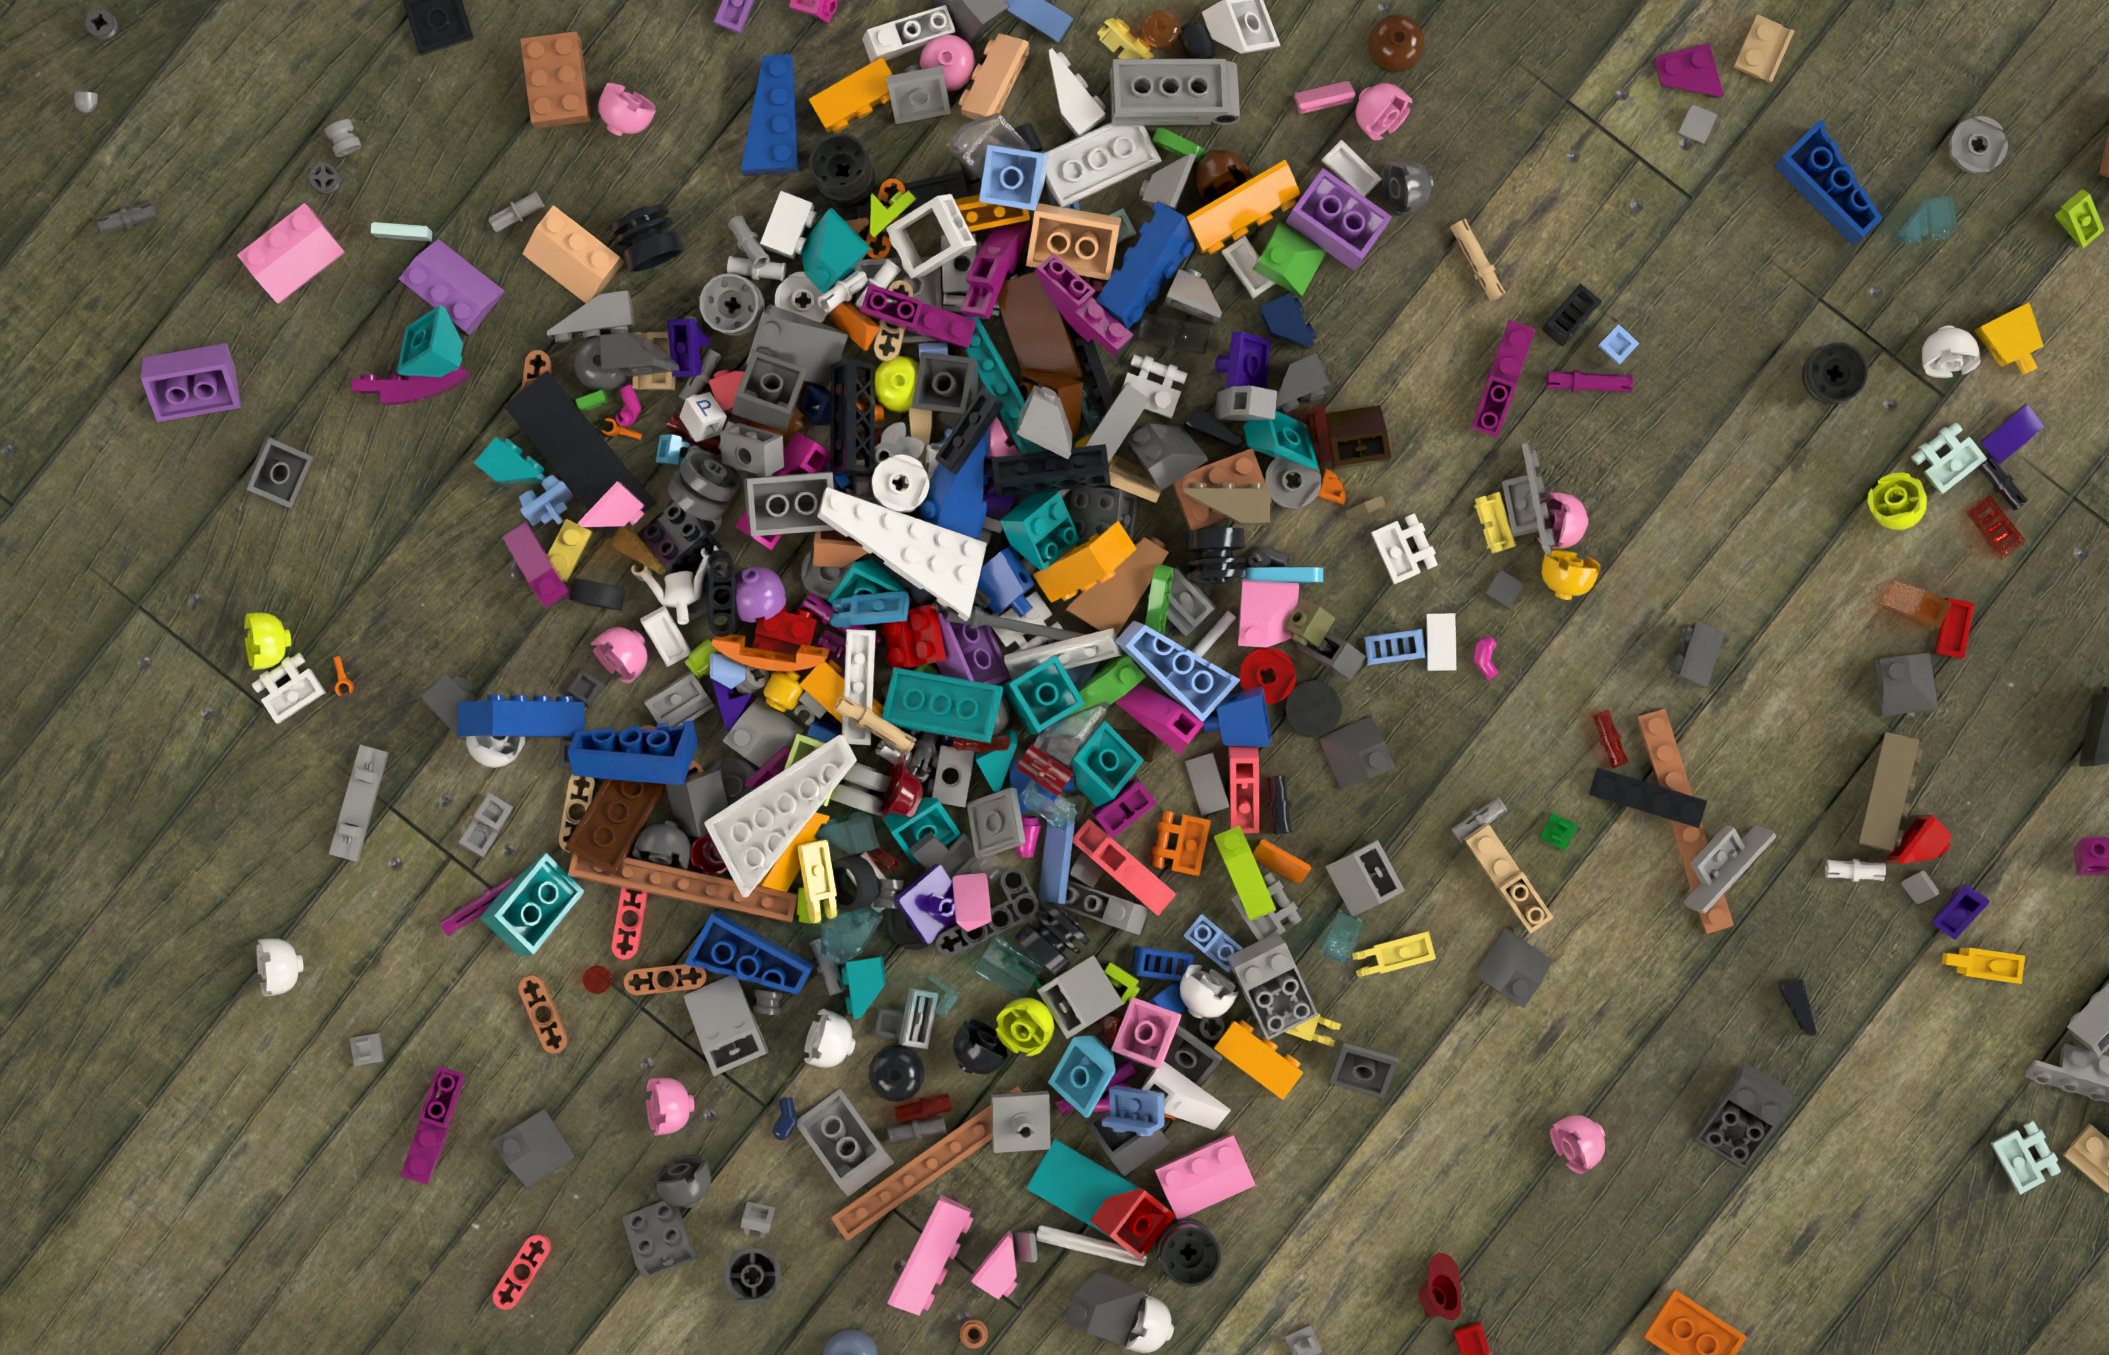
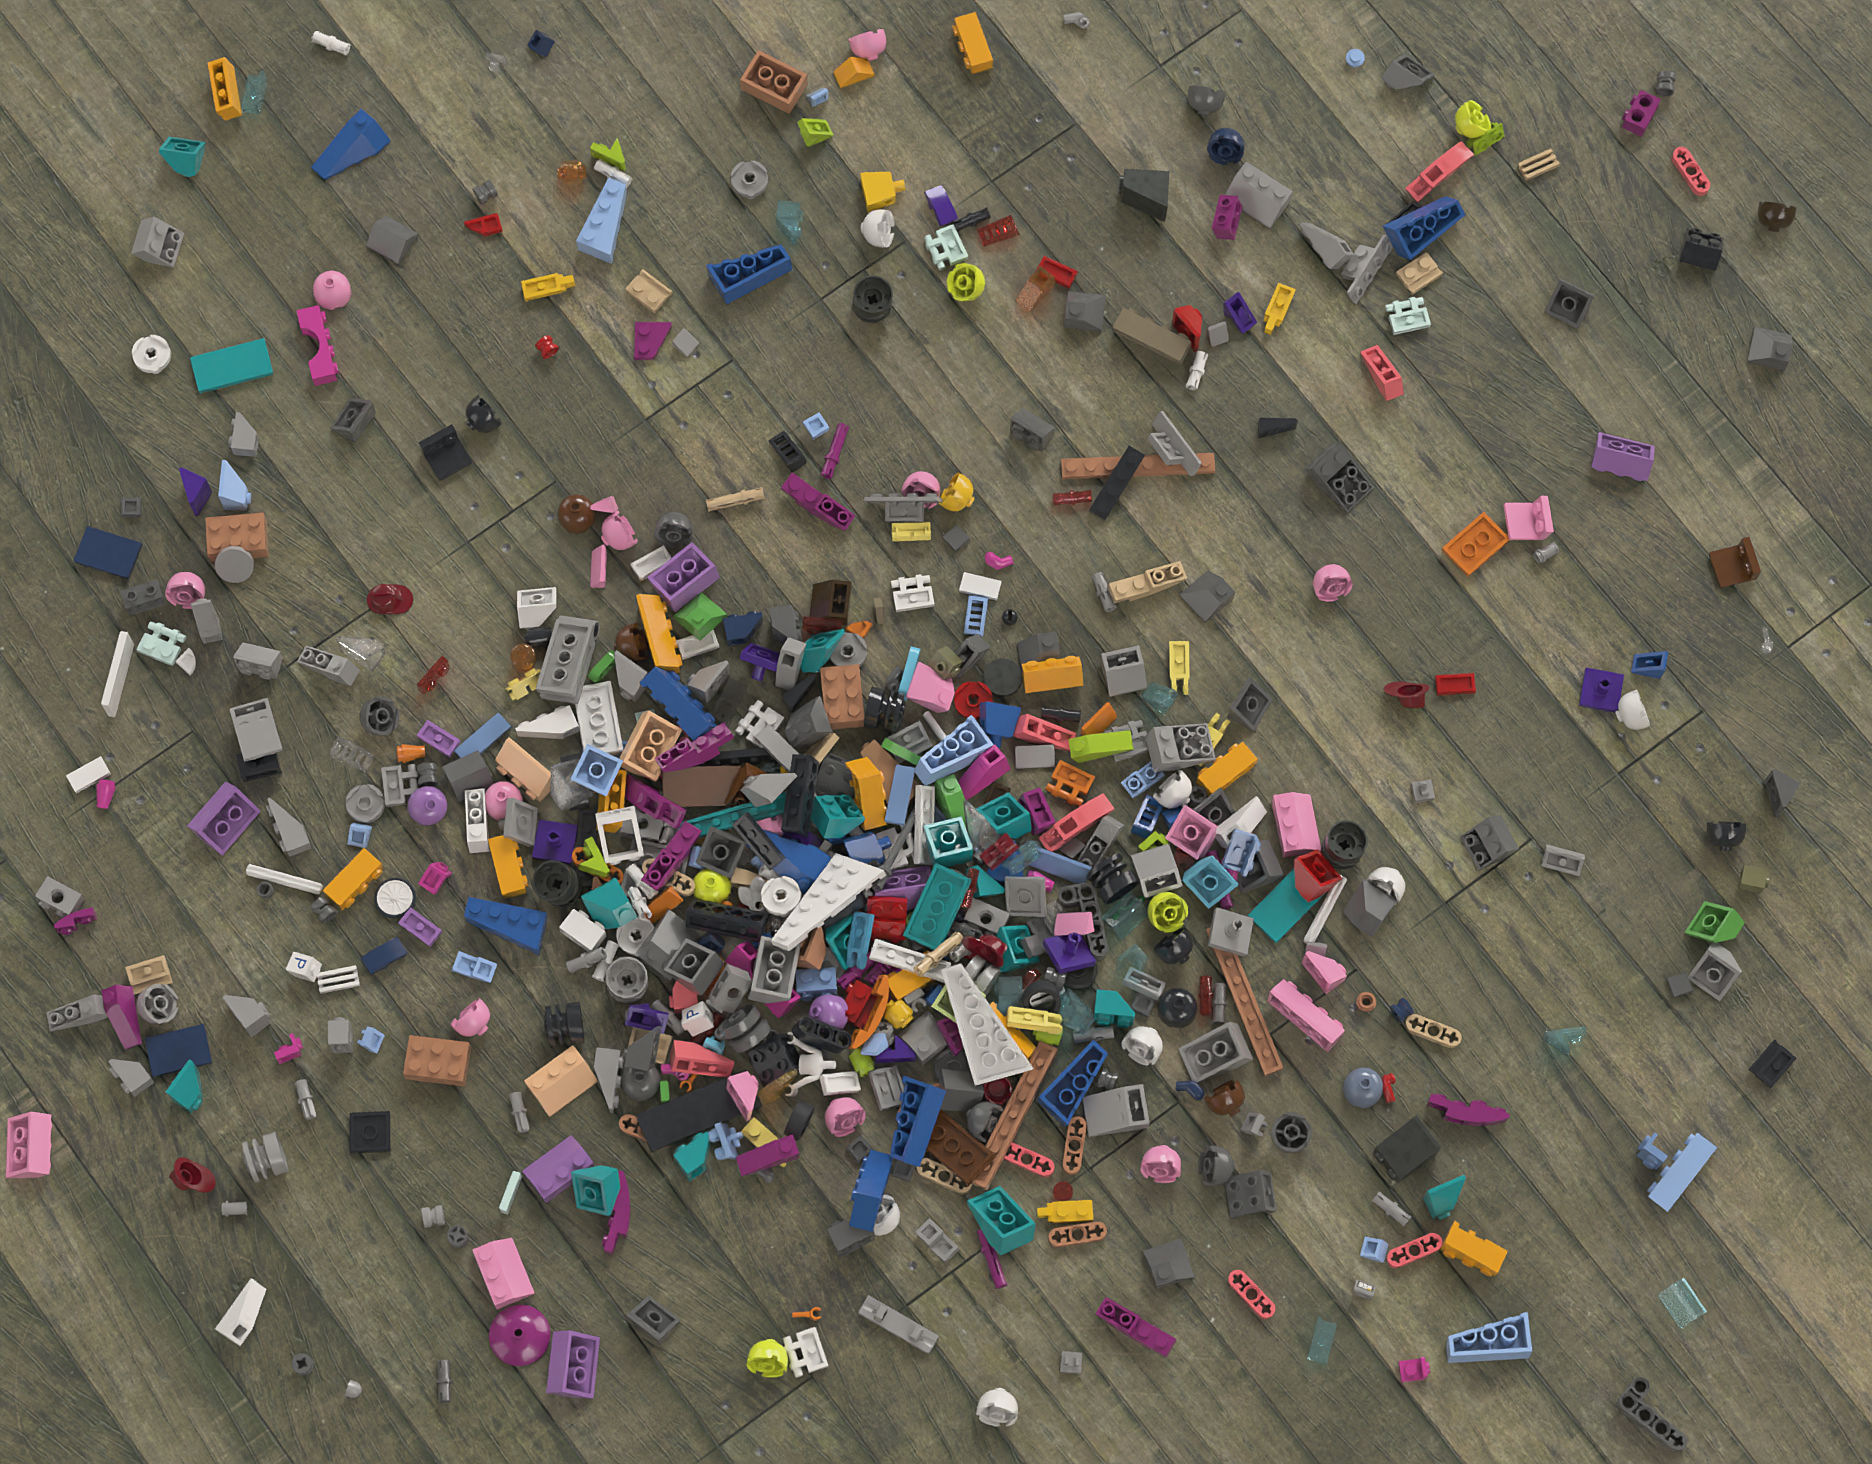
camera: 80 degrees left, 15 degrees down
(230, 312) = (525, 1348): none -> magenta dish
(571, 992) = (1067, 1211): none -> yellow hinge
(648, 429) = (695, 1059): none -> coral slope
(702, 92) = (474, 967): none -> light blue slope
(782, 1172) = (1226, 1098): none -> reddish brown cylinder
(796, 561) = (815, 983): none -> medium blue bracket
(909, 150) = (555, 841): none -> dark purple tile
(1094, 610) = (900, 795): none -> medium blue tile
(1239, 505) = (857, 681): dark tan slope -> none
(1332, 778) = (1052, 674): none -> light orange brick
(1407, 702) = (1005, 617): none -> black hinge
(1414, 79) = (605, 505): none -> bright pink slope
(1558, 831) = (1124, 545): green tile -> none
(1924, 1141) = (1383, 373): none -> coral slope

